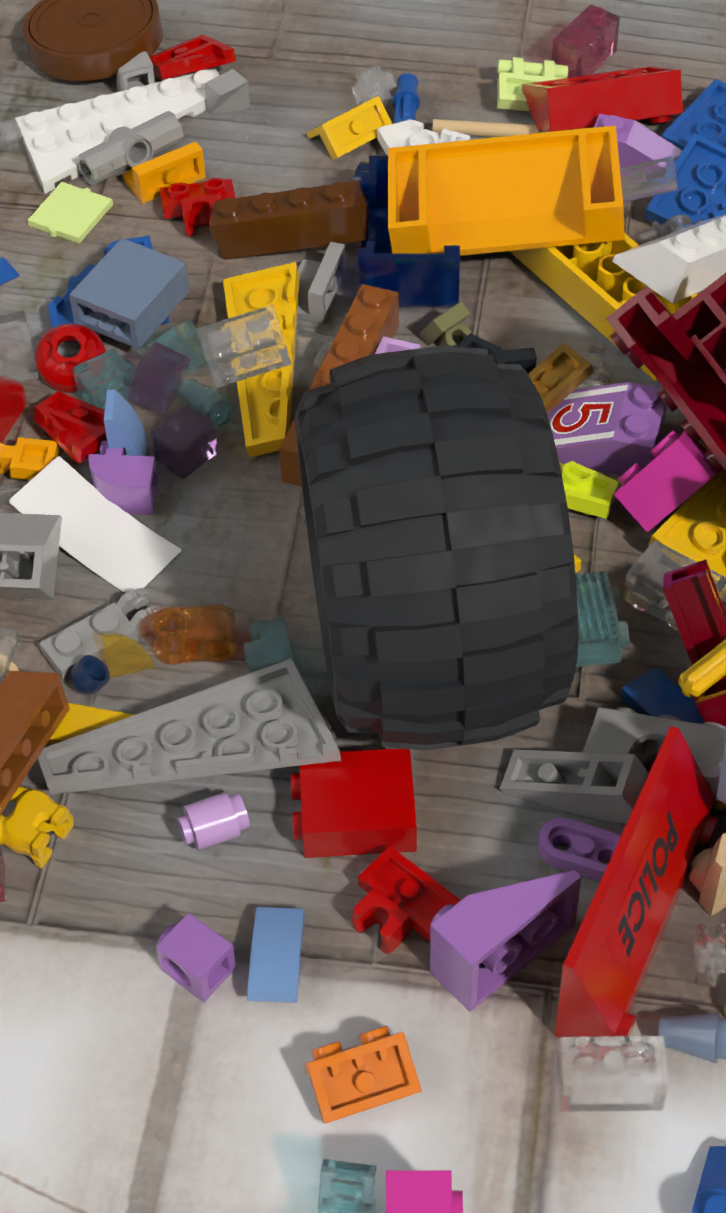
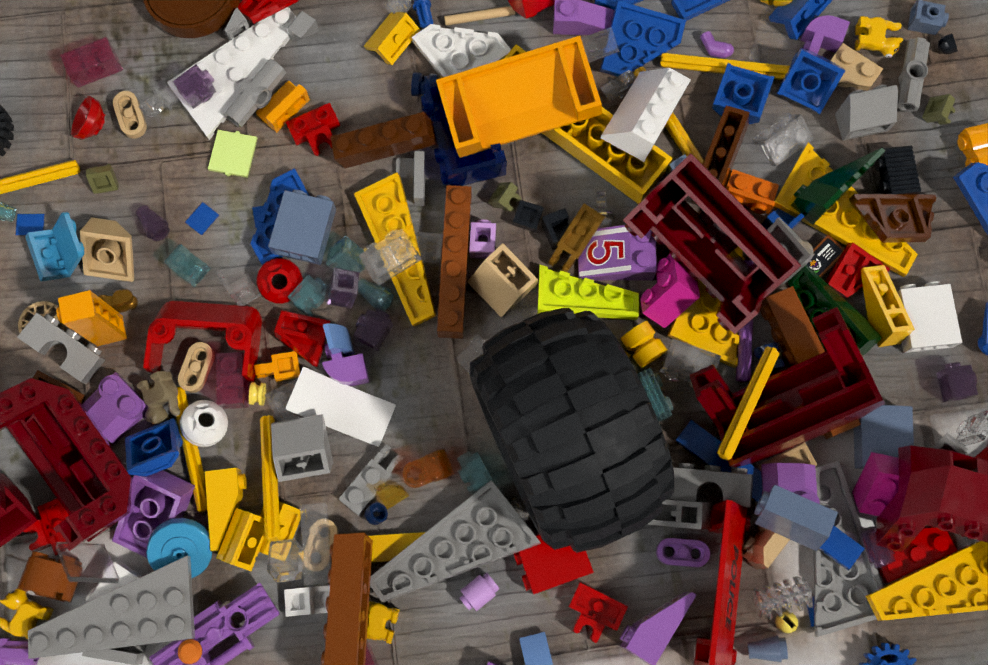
camera: 20 degrees left, 25 degrees up
(50, 116) = (195, 86): none -> clear purple brick
(605, 542) = (643, 343): none -> yellow wheel

